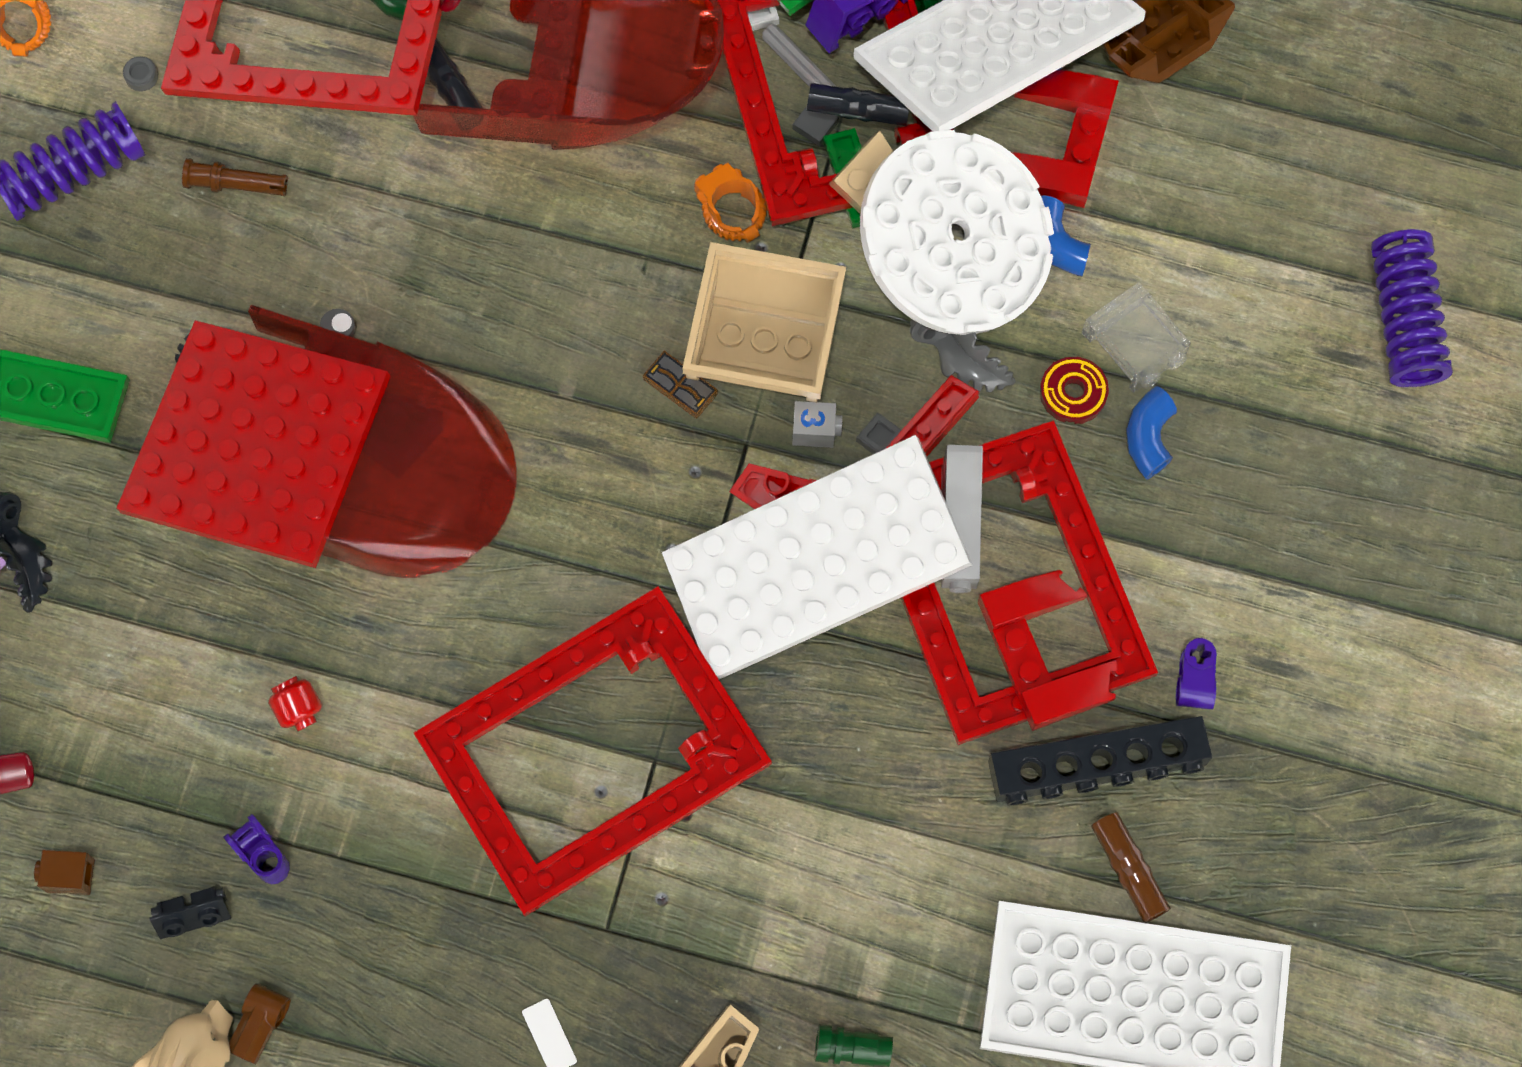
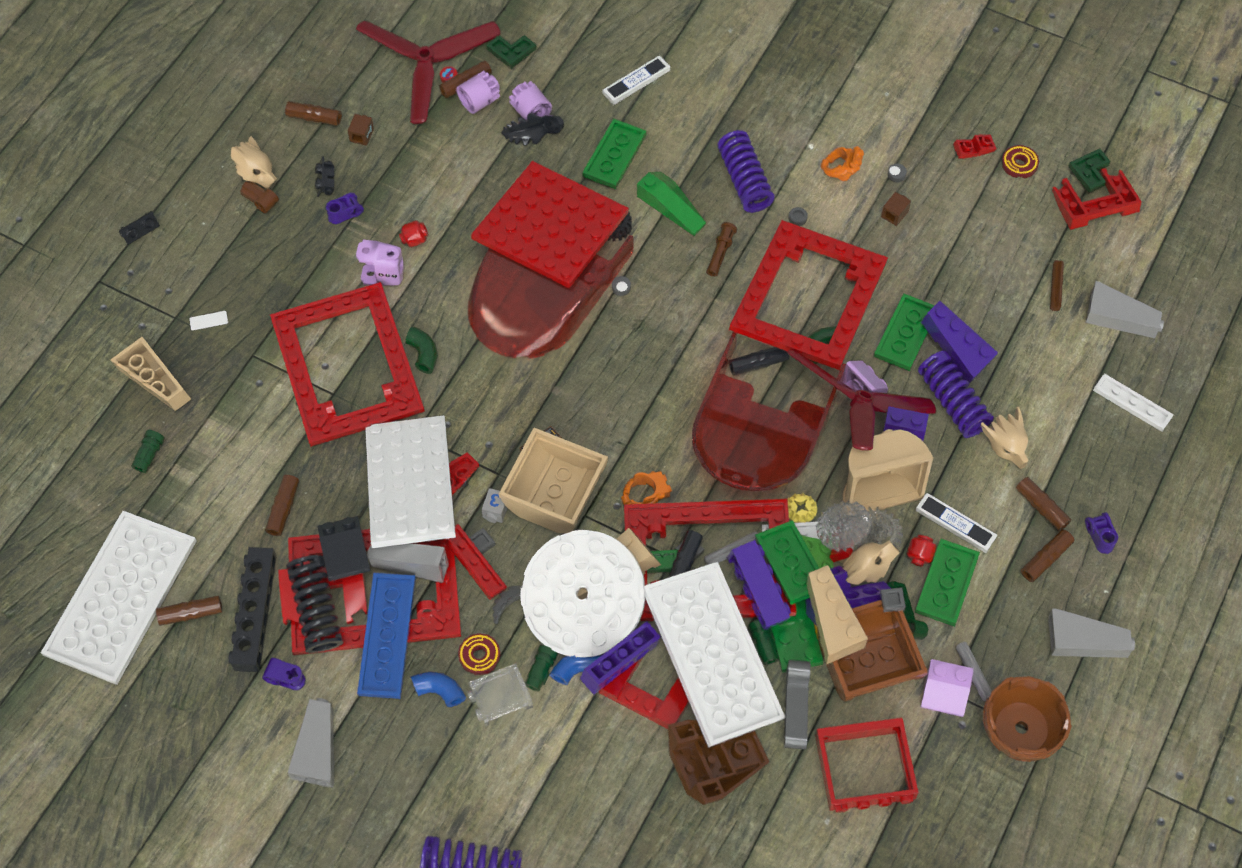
camera: 105 degrees right, 10 degrees down
(38, 979) = (313, 113): none -> reddish brown axle
(140, 285) = (668, 199): none -> green wedge
(383, 733) = (382, 260): none -> lavender piece
(534, 617) = (426, 349): none -> dark green cylinder
(899, 773) = (282, 505): none -> reddish brown axle
(976, 621) = (343, 548): none -> black slope
(1055, 167) = (620, 658): none -> dark purple brick
(1075, 290) = (540, 669): none -> dark green axle
(1093, 524) = (386, 636): none -> blue plate
(1134, 614) = (294, 571): none -> black piece
(1301, 590) = (314, 748): none -> light grey slope

